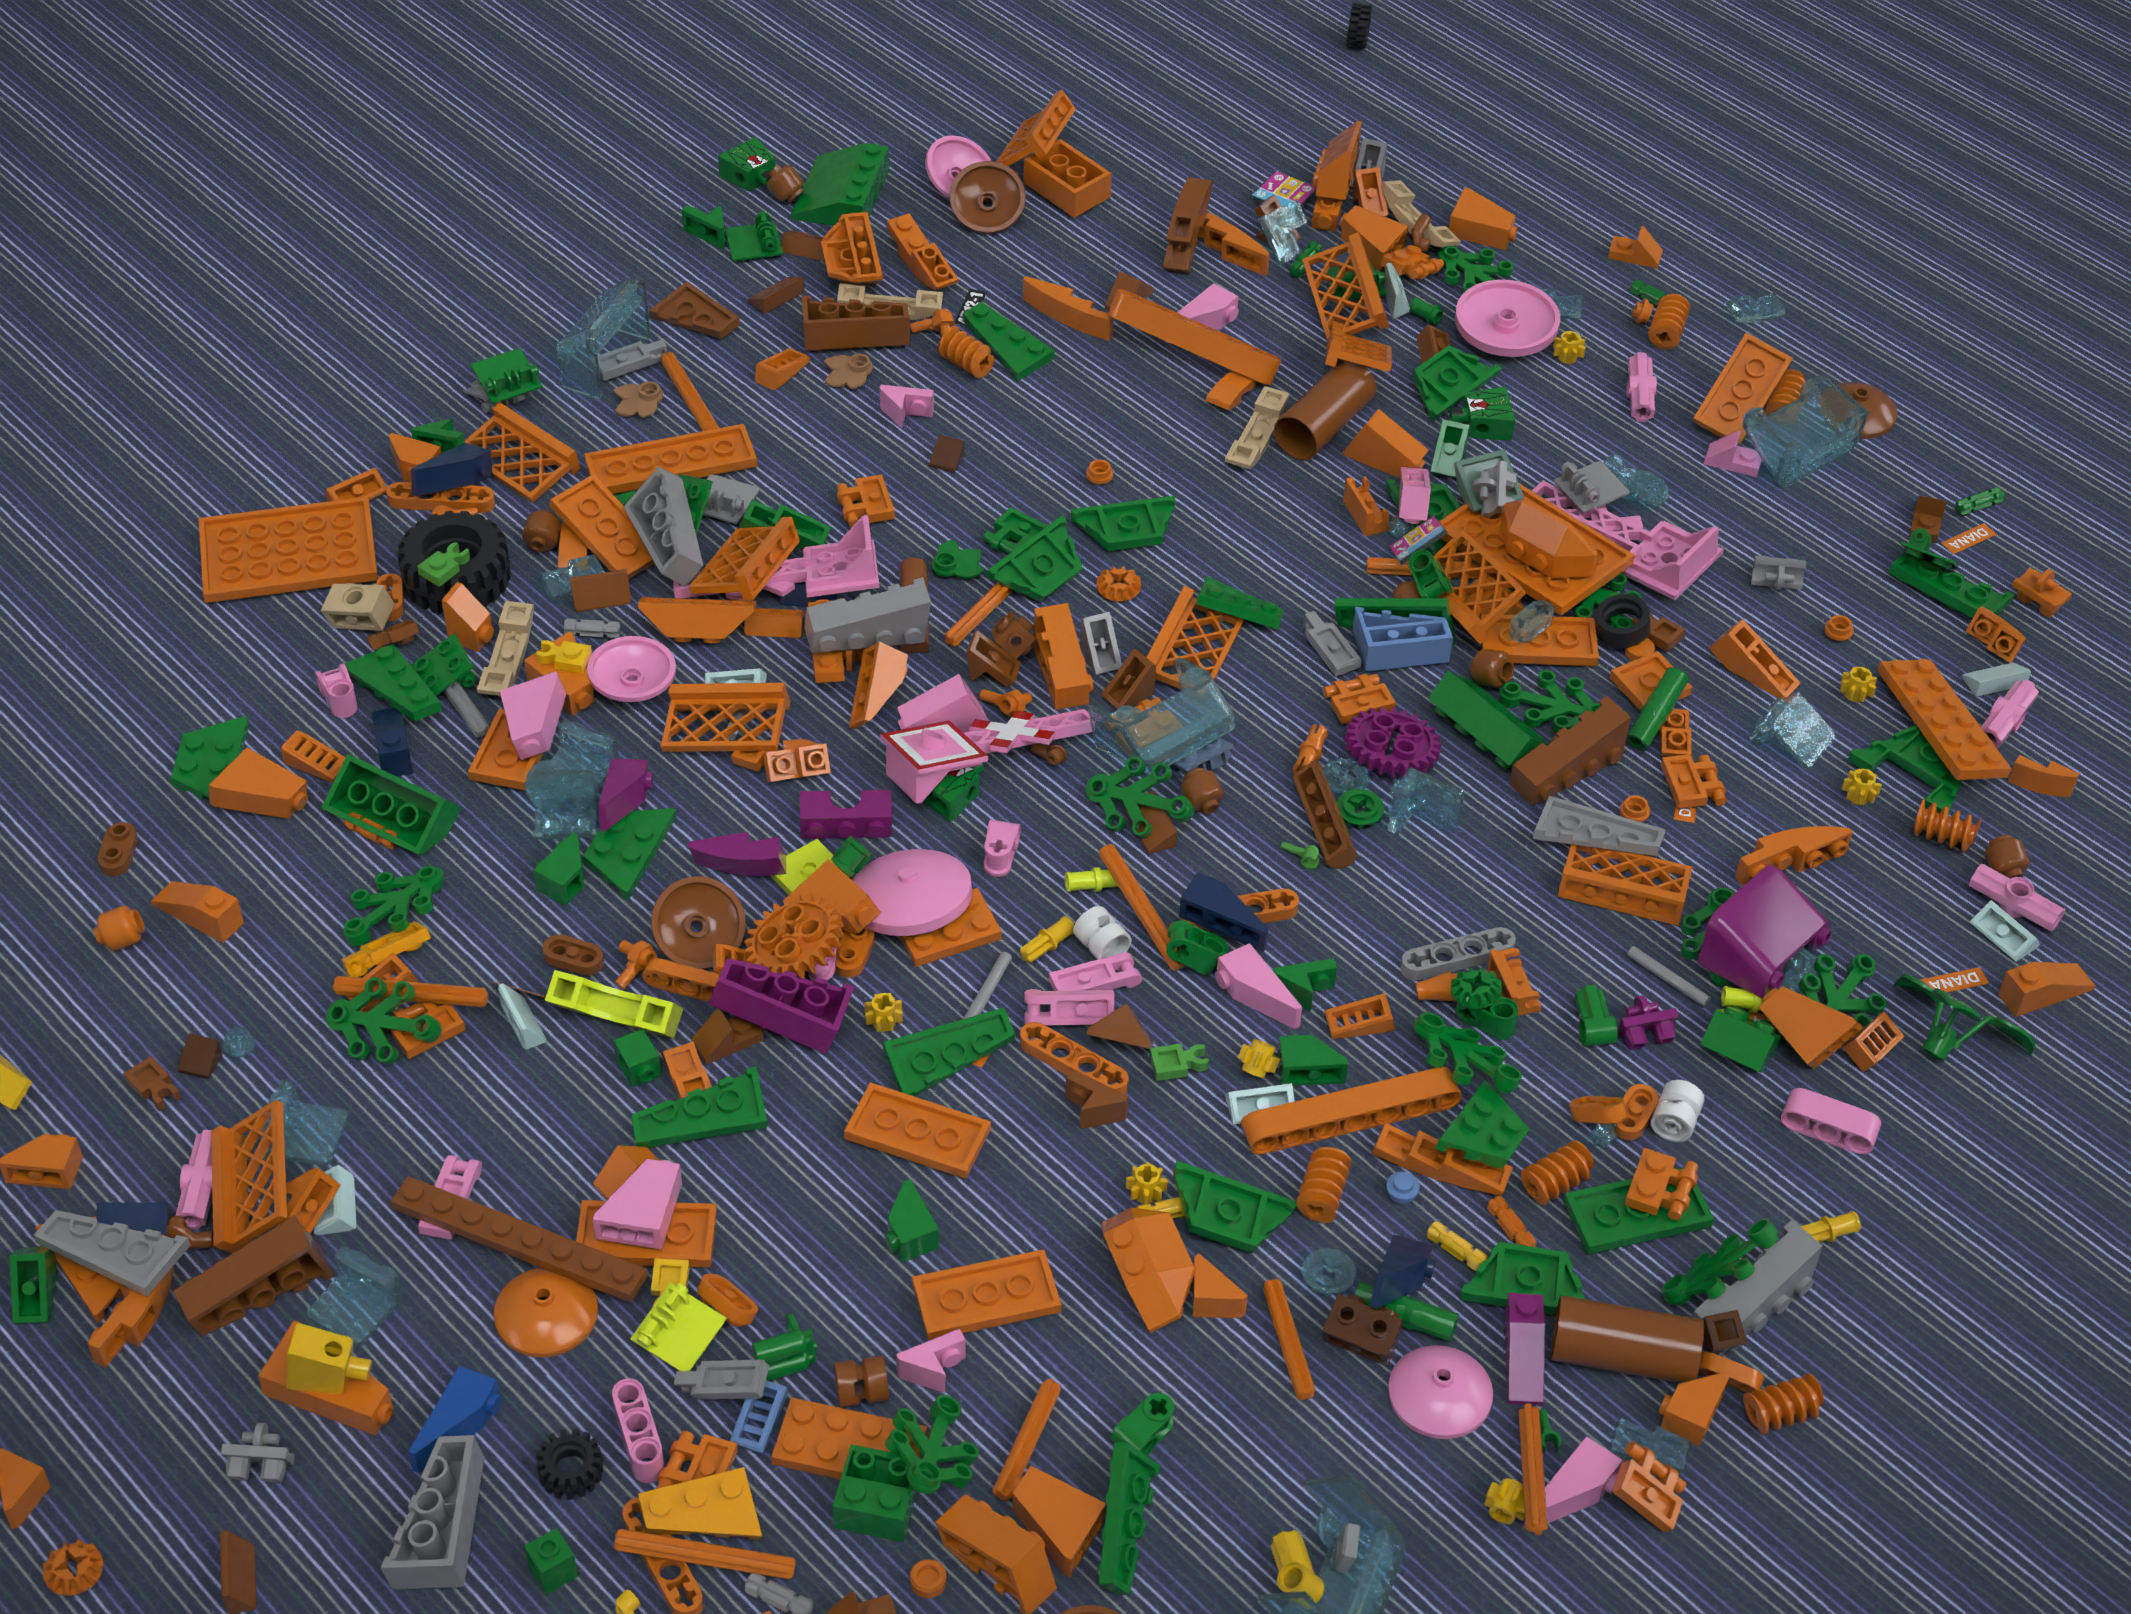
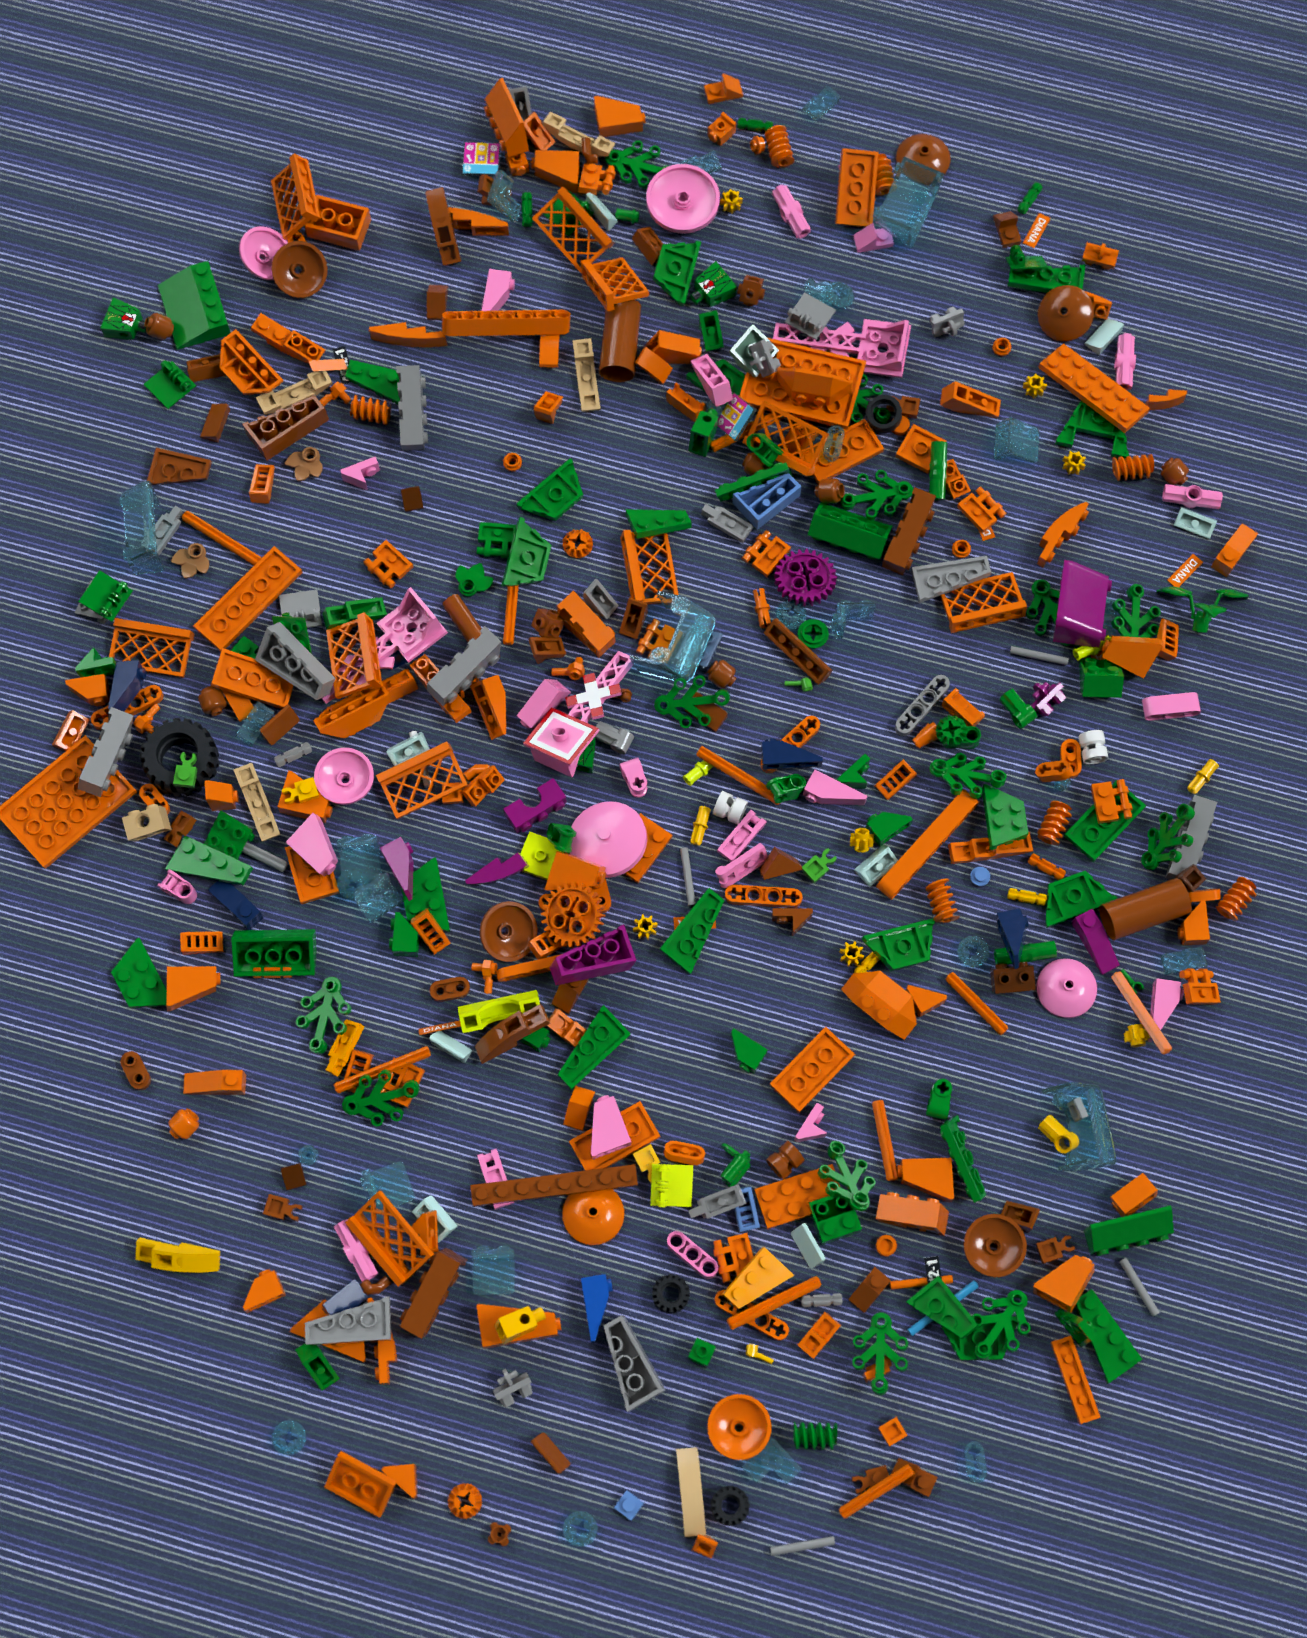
camera: 30 degrees left, 25 degrees up
(372, 512) = (106, 753): none -> light grey wedge
(589, 859) = (424, 935): none -> orange slope
(597, 1028) = (507, 1032): none -> dark orange slope
(705, 226) = (136, 390): green slope -> none
(813, 1513) = (808, 1246): none -> light aqua slope
(917, 1130) = (712, 991): orange plate -> none
(949, 293) = (327, 365): none -> sticker
(1008, 795) = (617, 739): none -> light grey piece
(1015, 362) = (411, 408): none -> light grey wedge
(1181, 436) = (547, 406): none -> orange slope
(1350, 449) = (654, 365): none -> orange slope
(1364, 537) = (704, 426): none -> green torso
(1532, 434) = (751, 290): none -> dark orange brick
(1606, 281) = (722, 129): none -> orange brick
(1954, 637) = (1074, 322): none -> dark orange dish

